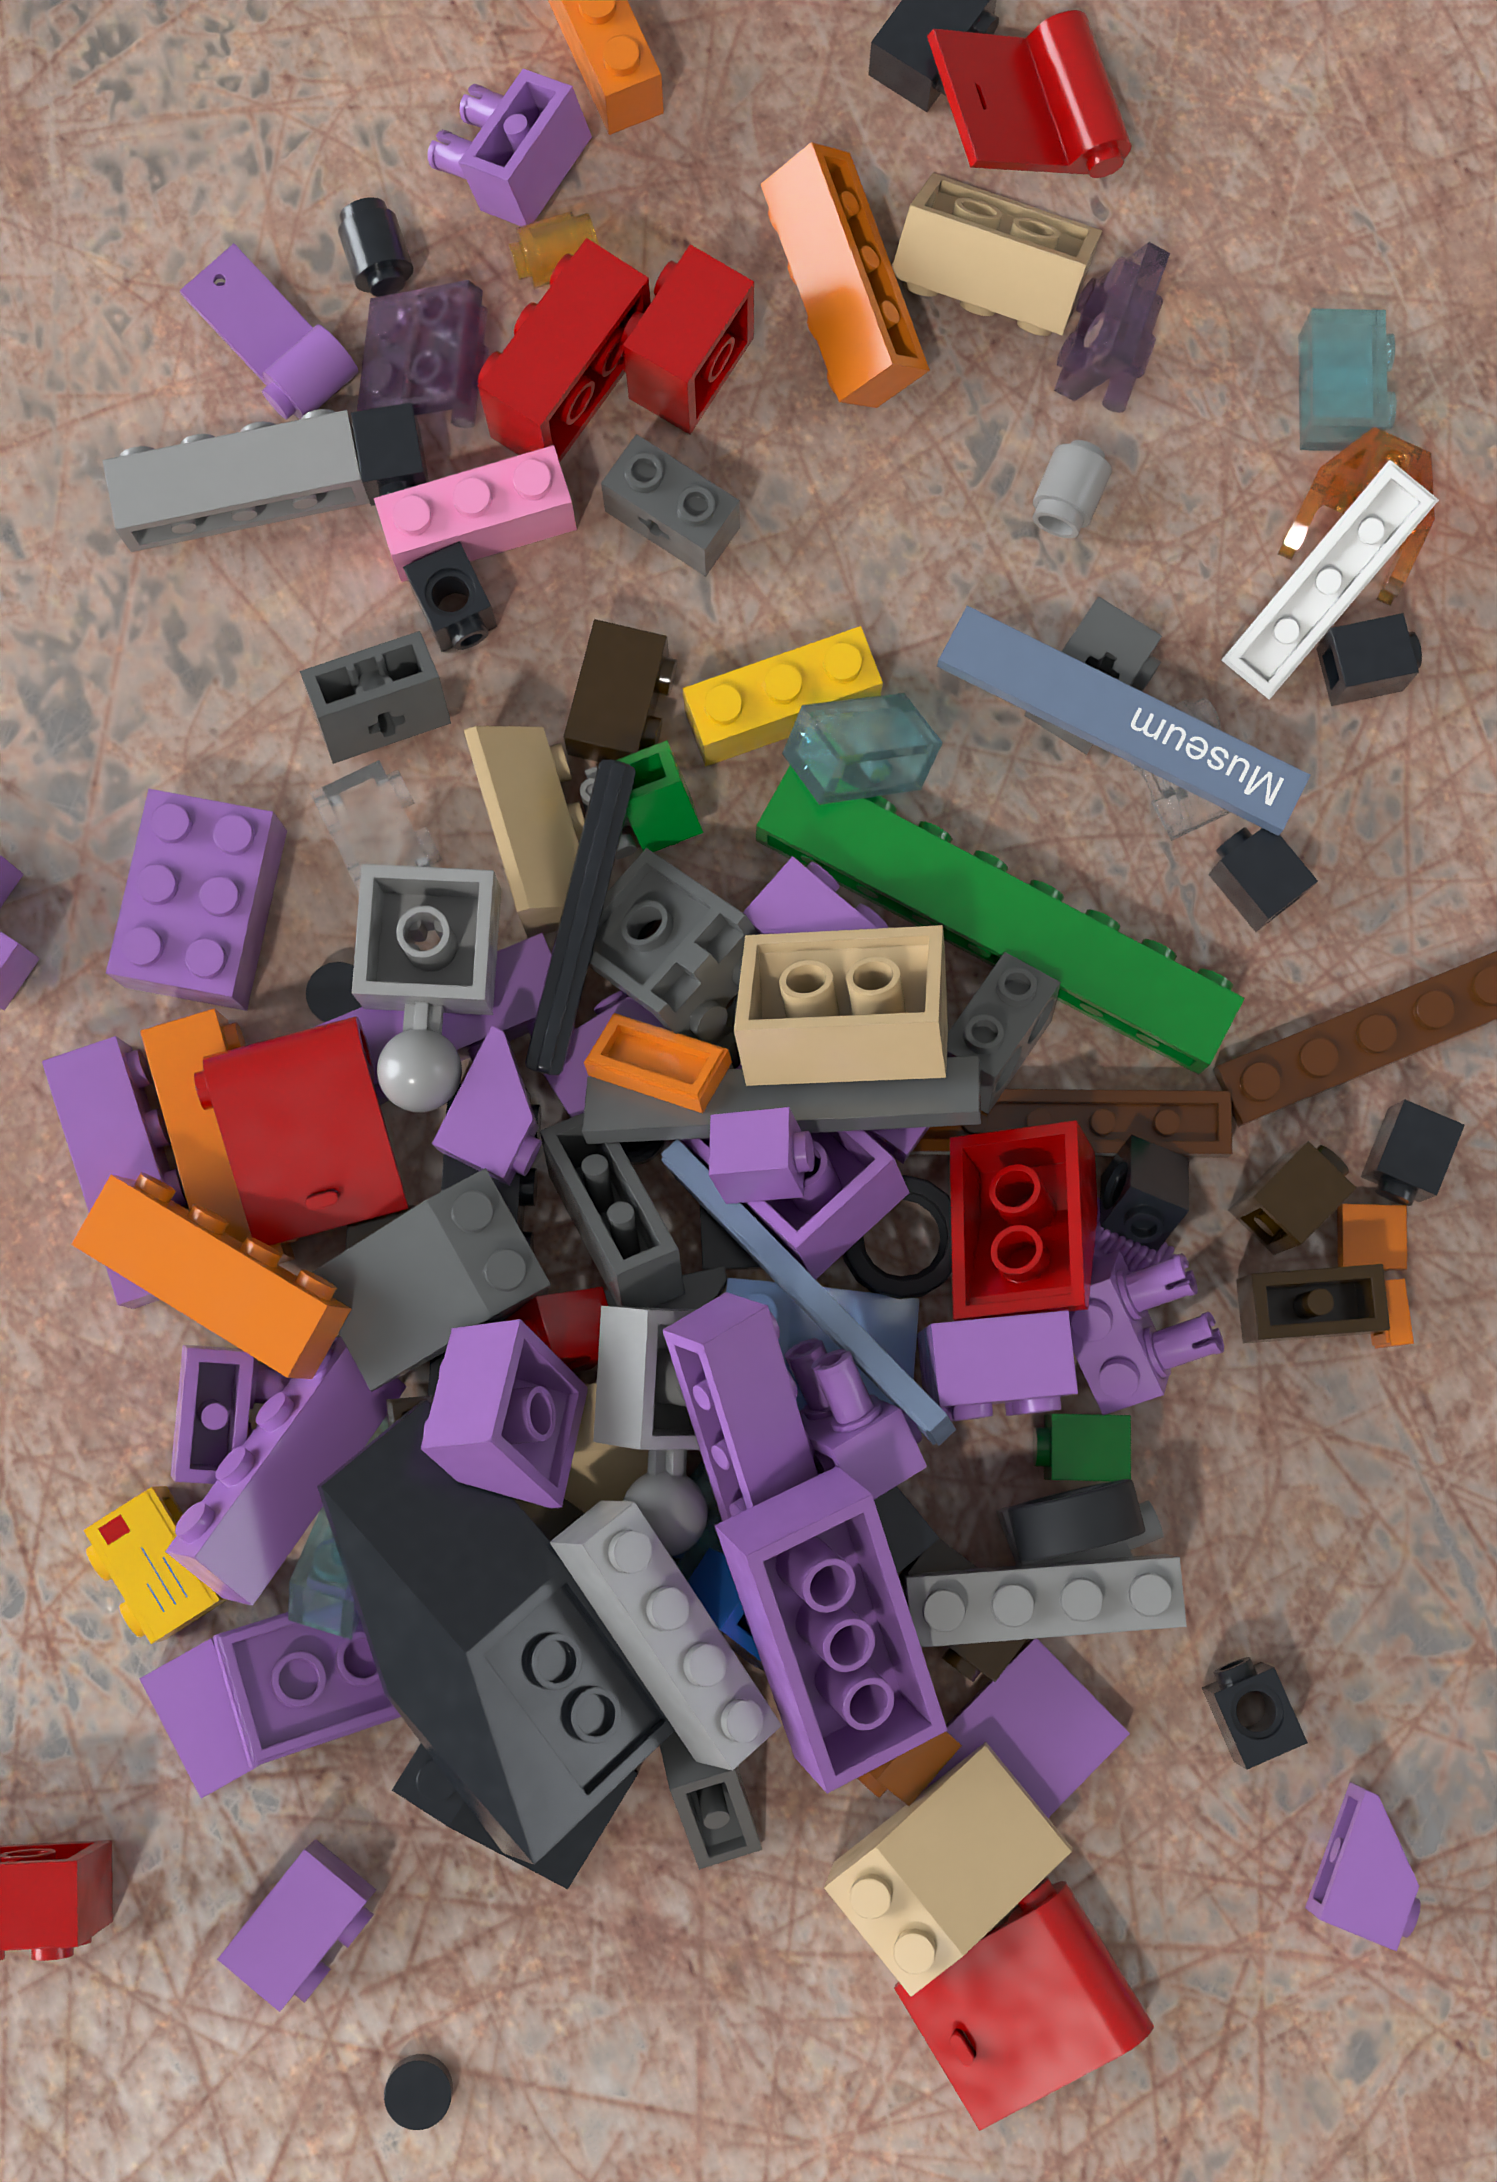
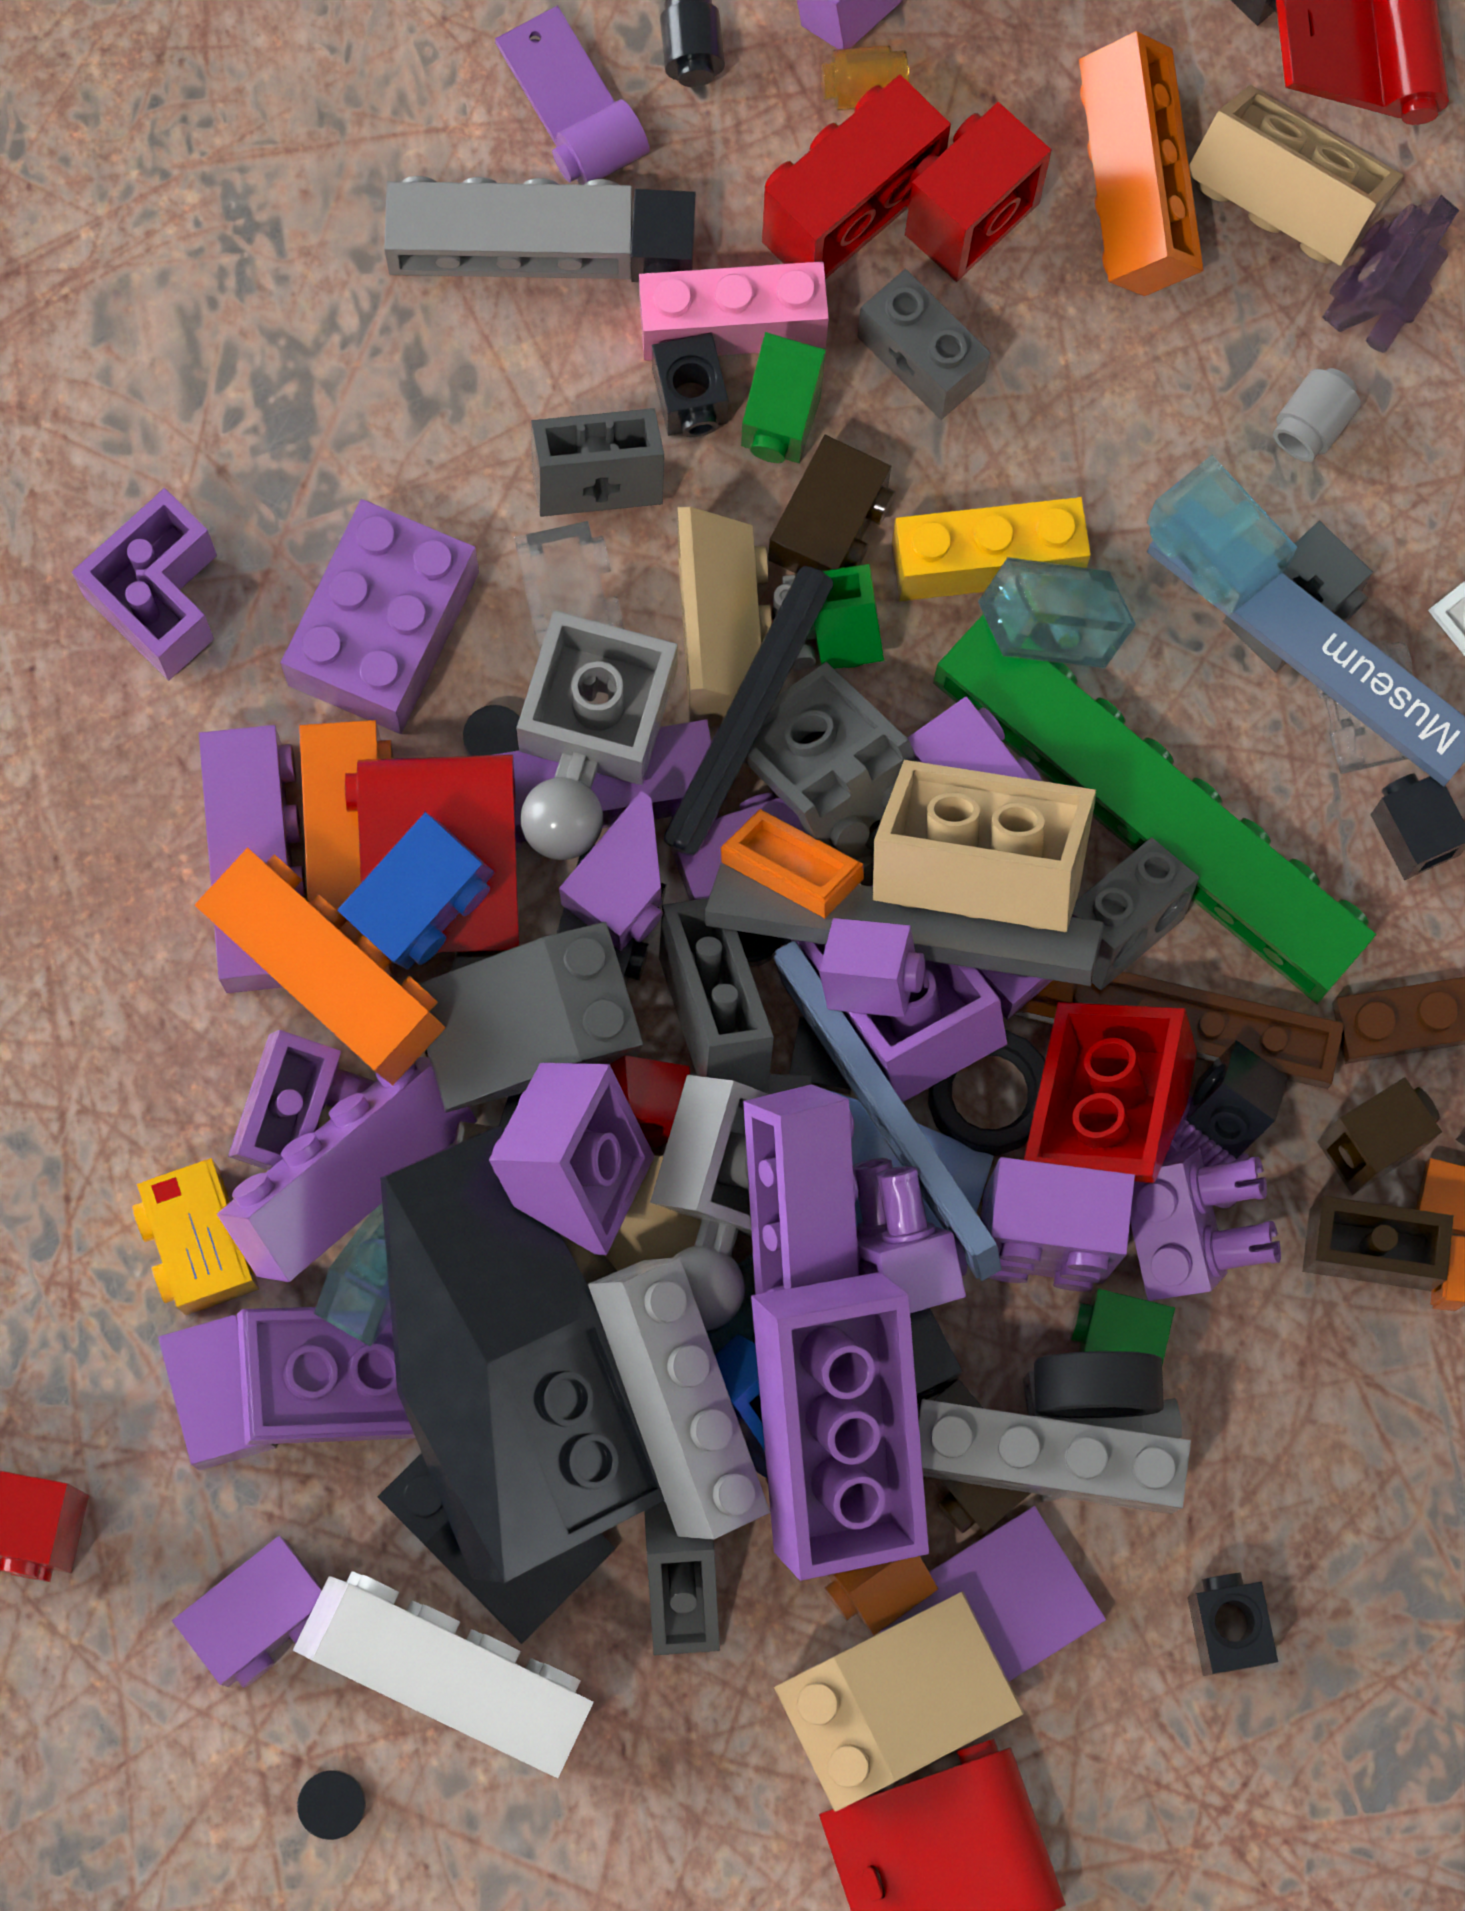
camera: 10 degrees right, 5 degrees down
(291, 1182) = (418, 893): none -> blue brick
(426, 351) = (719, 146): clear purple plate -> none
(495, 1957) = (449, 1678): none -> white brick
(545, 592) = (783, 399): none -> green slope
(1006, 636) = (1220, 535): none -> clear light blue brick
(1366, 1875) = (1309, 1810): medium lavender slope -> none

